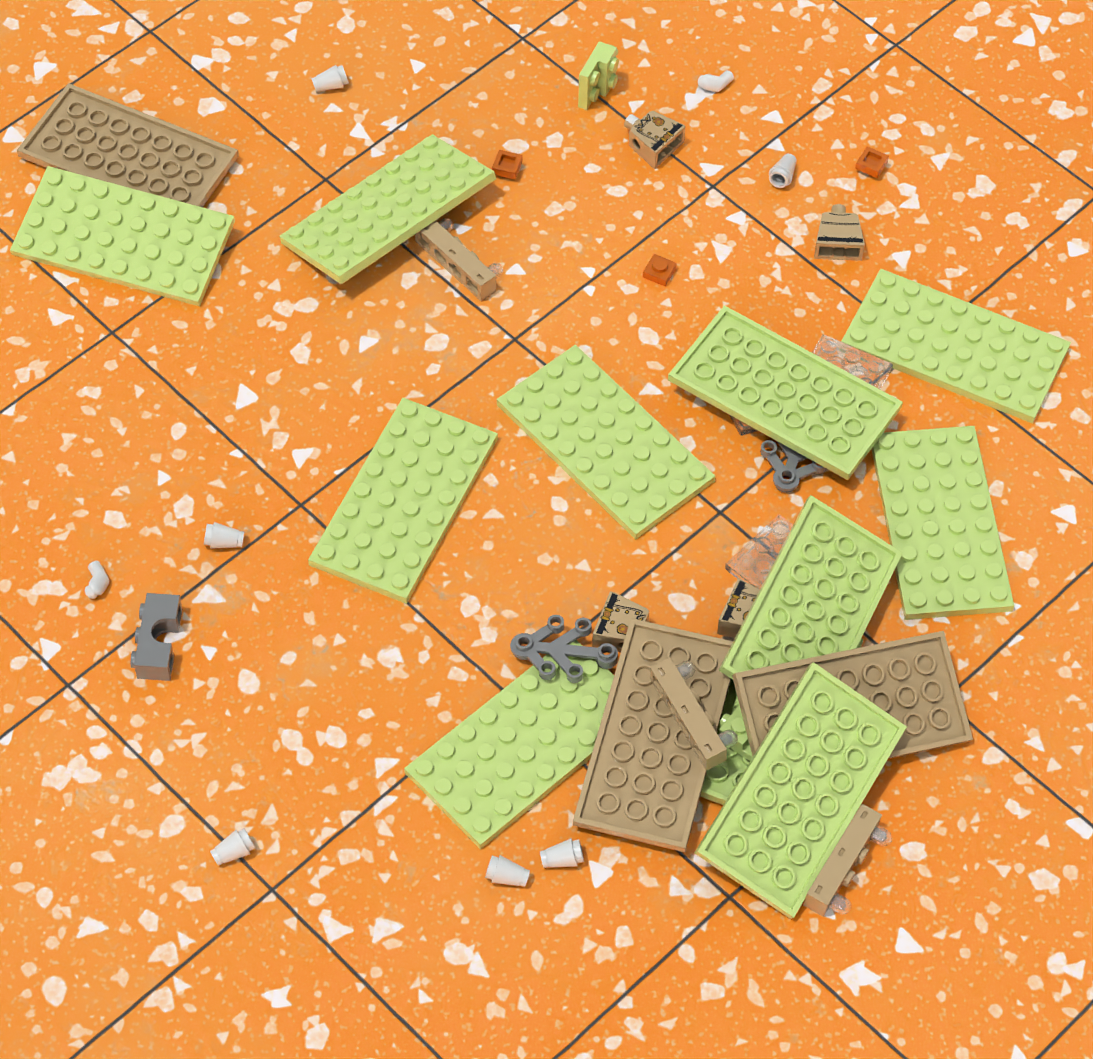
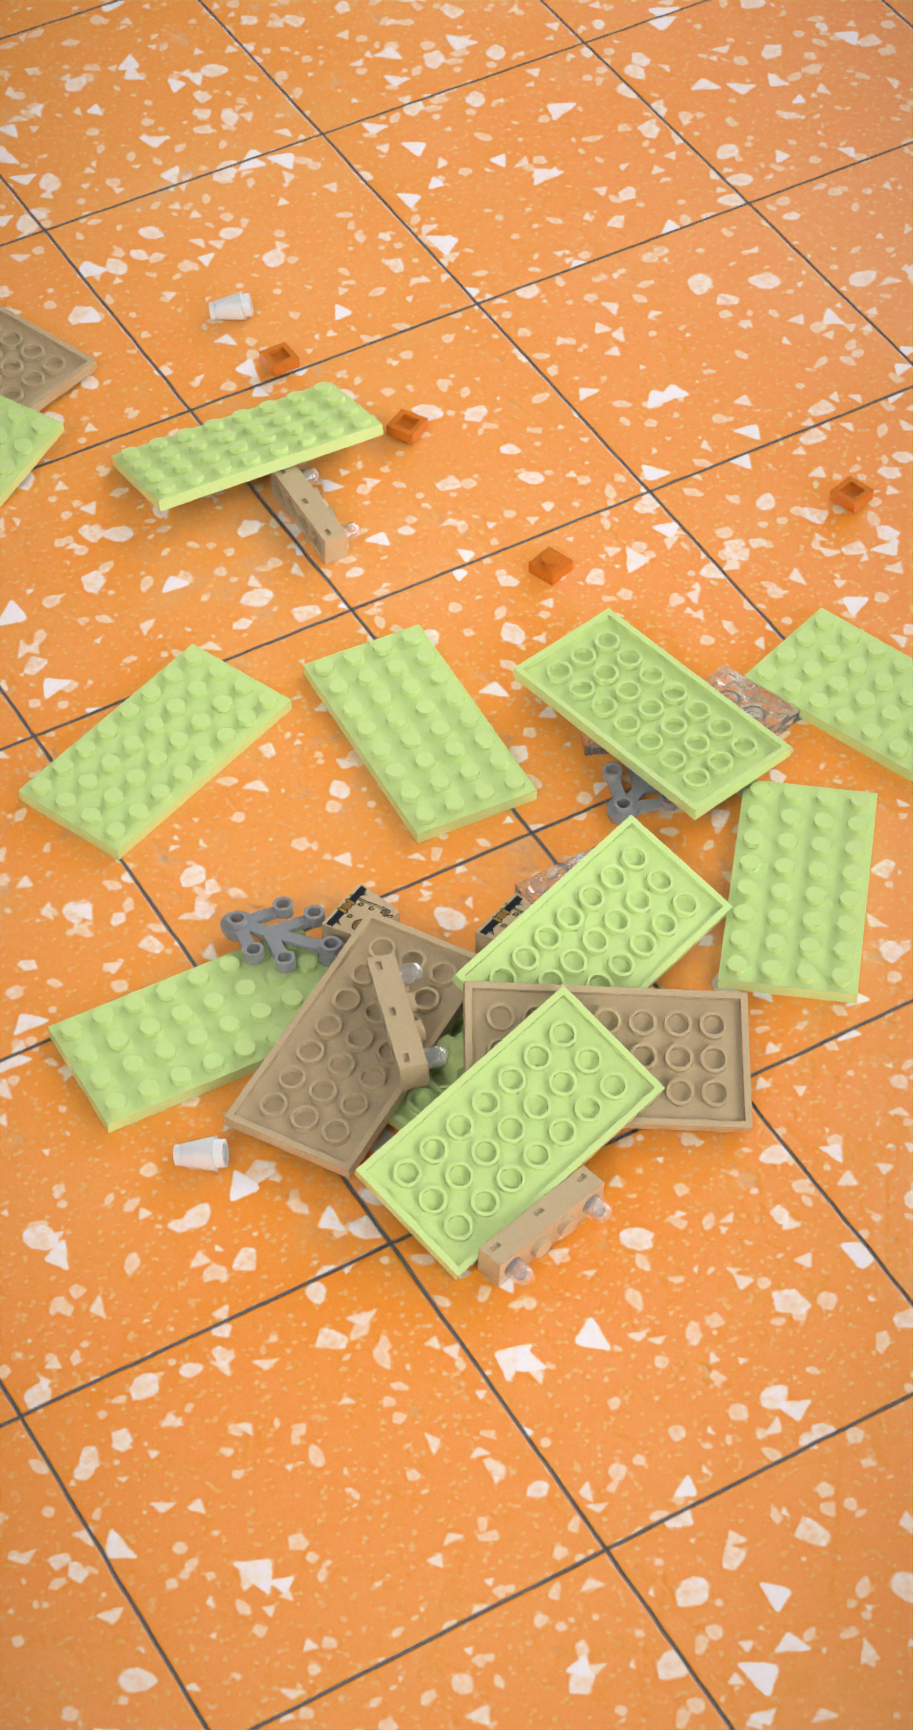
camera: 15 degrees right, 10 degrees down
(384, 120) = (279, 359): none -> orange plate
(506, 872) = (126, 1158): white cone -> none
(598, 74) = (545, 348): yellowish green plate -> none
(654, 136) = (595, 426): tan torso -> none
(715, 83) = (690, 383): white arm -> none
(782, 172) = (737, 486): white cone -> none
(839, 236) = (779, 564): tan torso -> none

